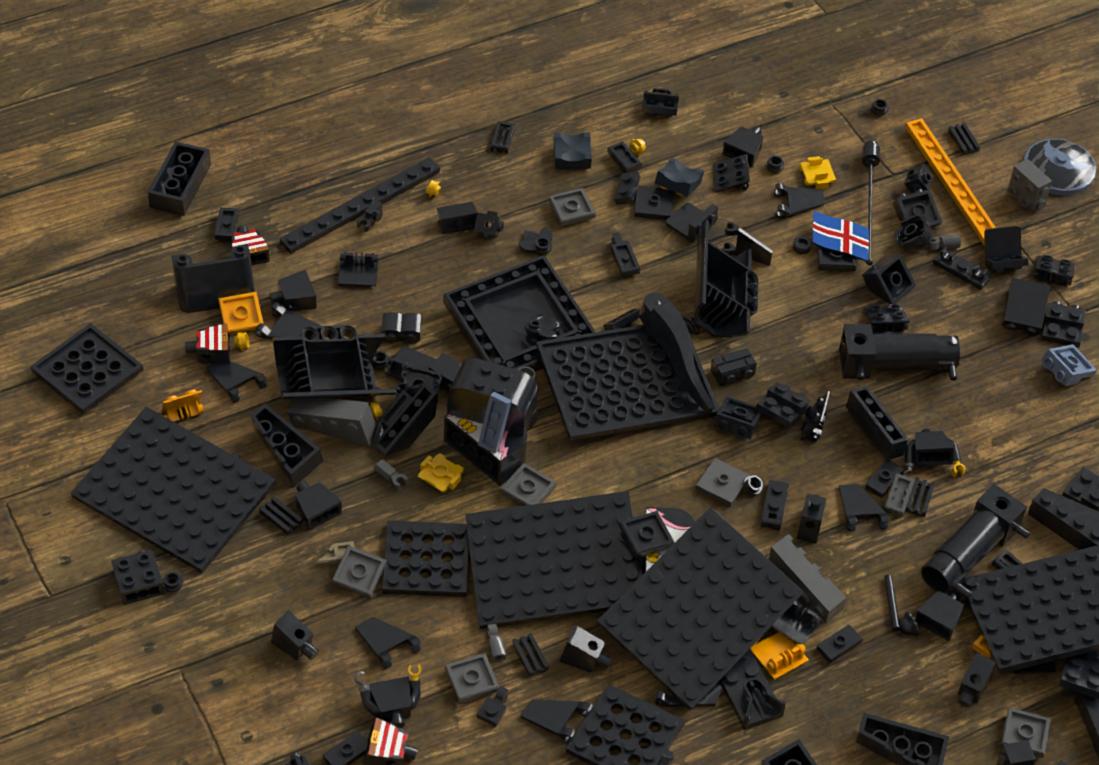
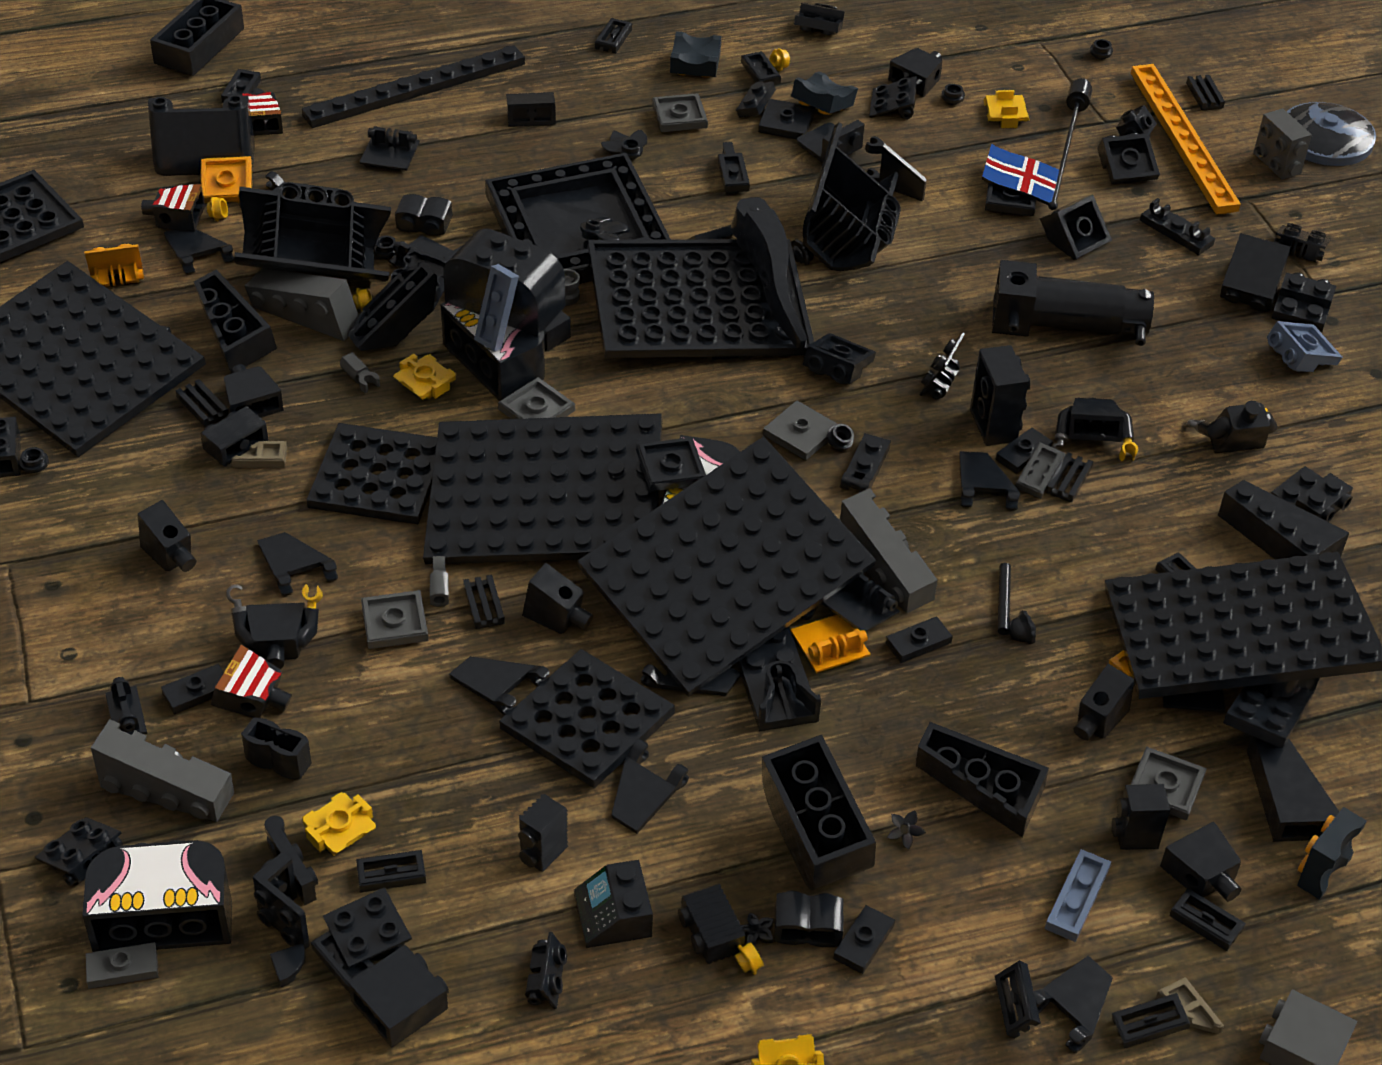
camera: 10 degrees right, 5 degrees down
(295, 292) = (301, 163): black torso -> none
(314, 542) = (233, 435): none -> black brick
(359, 571) = (281, 476): dark grey plate -> none
(372, 214) = (424, 95): black plate -> none
(433, 188) = (509, 77): yellow plate -> none
(482, 224) = (567, 117): black brick -> none
(493, 709) = (414, 662): black plate -> none
(733, 367) = (846, 301): black brick -> none
(783, 404) = (902, 348): black plate -> none
(798, 199) = (973, 134): black flag -> none
(802, 245) = (969, 182): black tile -> none
(812, 511) = (916, 468): black torso -> none
(862, 440) = (999, 395): none -> black brick
(877, 423) = (1042, 398): black brick -> none
(882, 316) = (1075, 265): black hinge -> none
(914, 234) = (1119, 181): black cylinder -> none
(941, 613) = (1070, 618): black torso -> none
(948, 241) = (1166, 196): dark grey bar -> none
(993, 522) = (1167, 511): black piece -> none
(1004, 248) = (1236, 207): black bracket -> none
(1032, 442) = (1238, 428): none -> black torso

